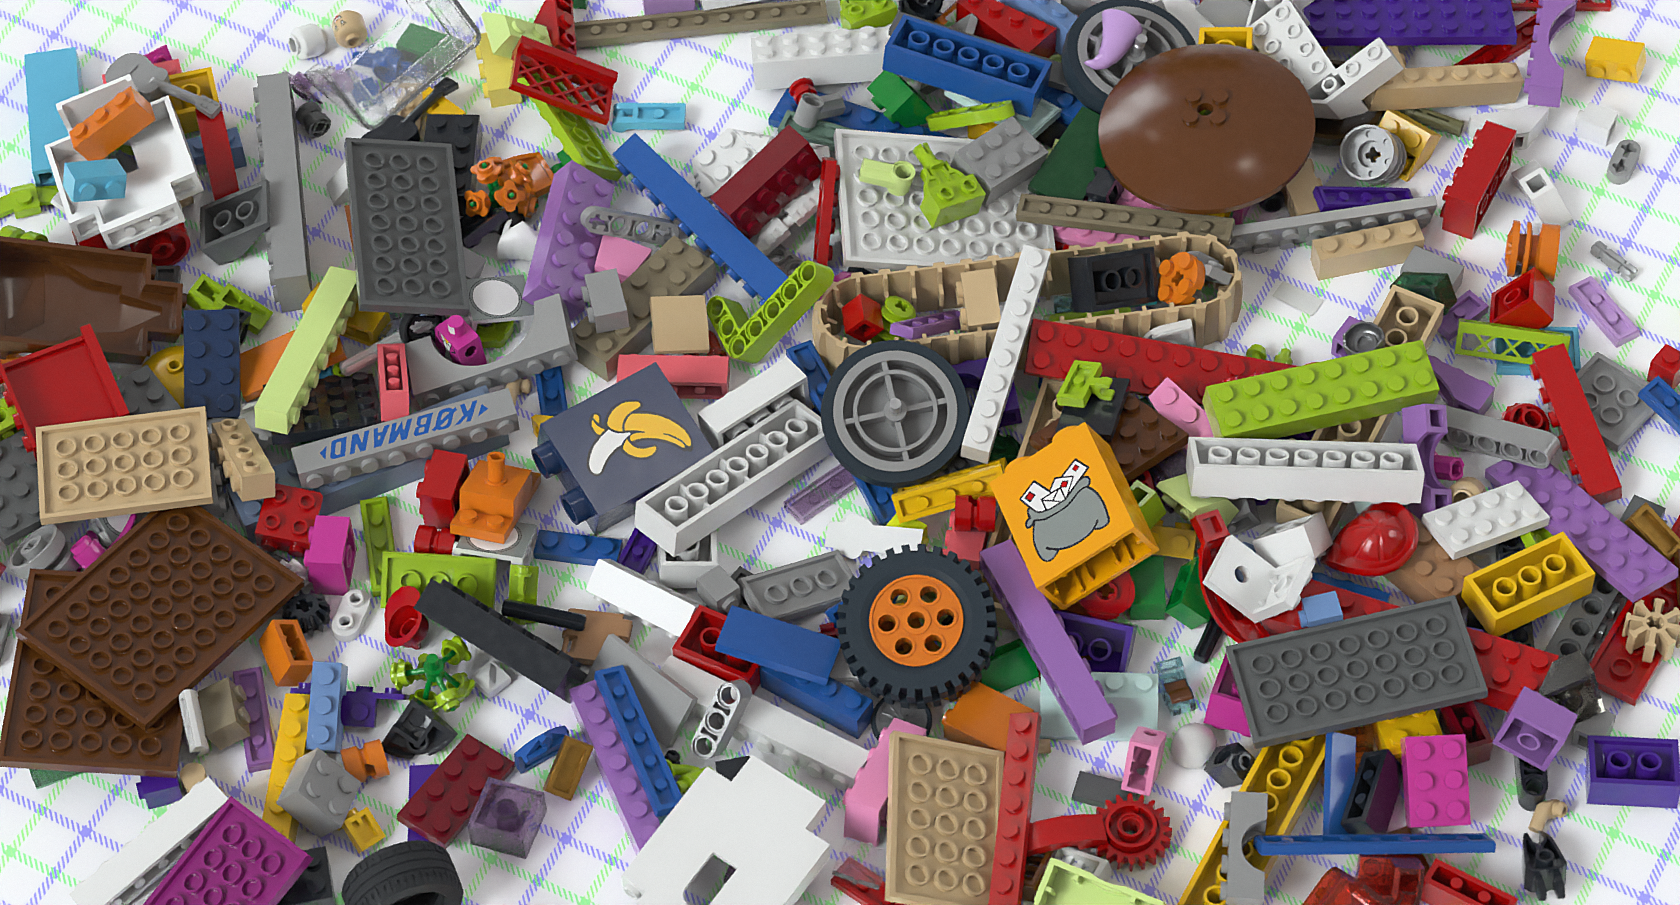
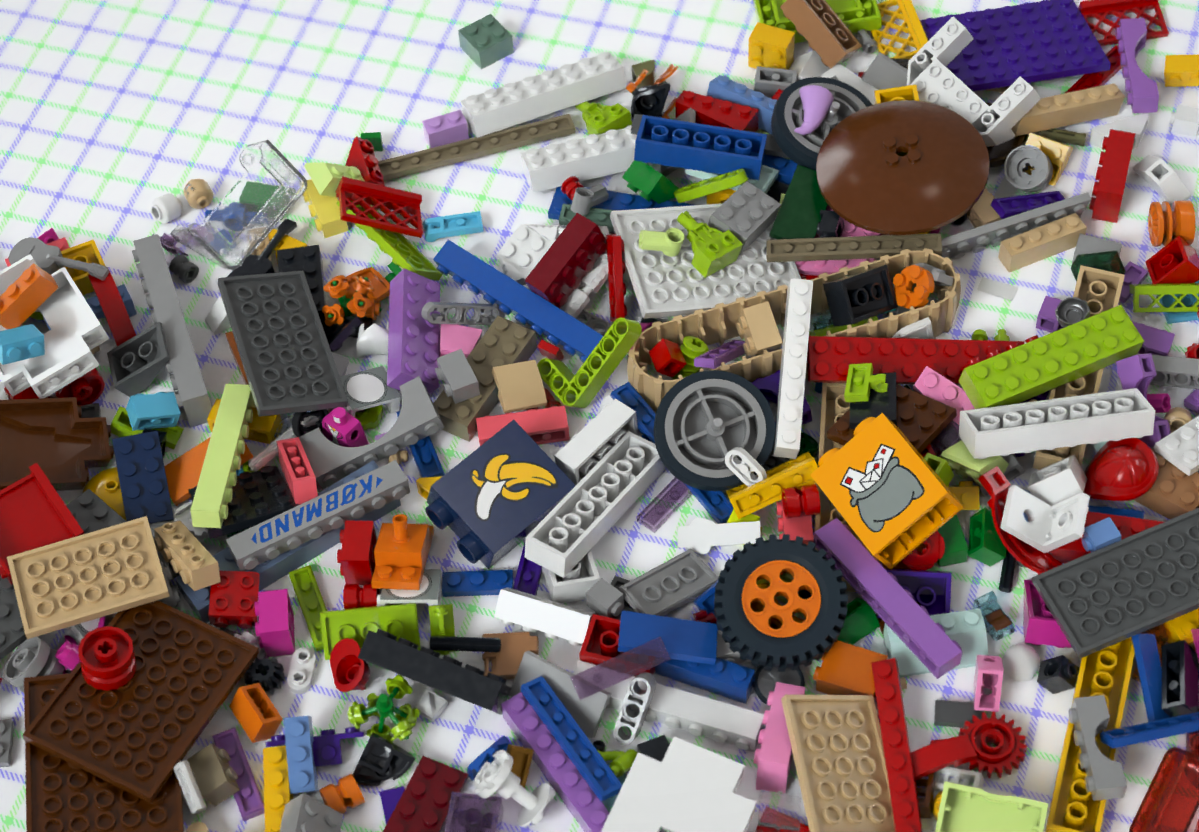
camera: 10 degrees left, 0 degrees up
(126, 560) = (107, 658): none -> red wheel
(239, 285) = (153, 411): none -> medium azure brick
(551, 778) = (499, 779): none -> white piece
(712, 670) = (620, 668): none -> clear purple tile
(729, 288) = (550, 350): none -> red tile
(920, 464) = (744, 469): none -> white plate

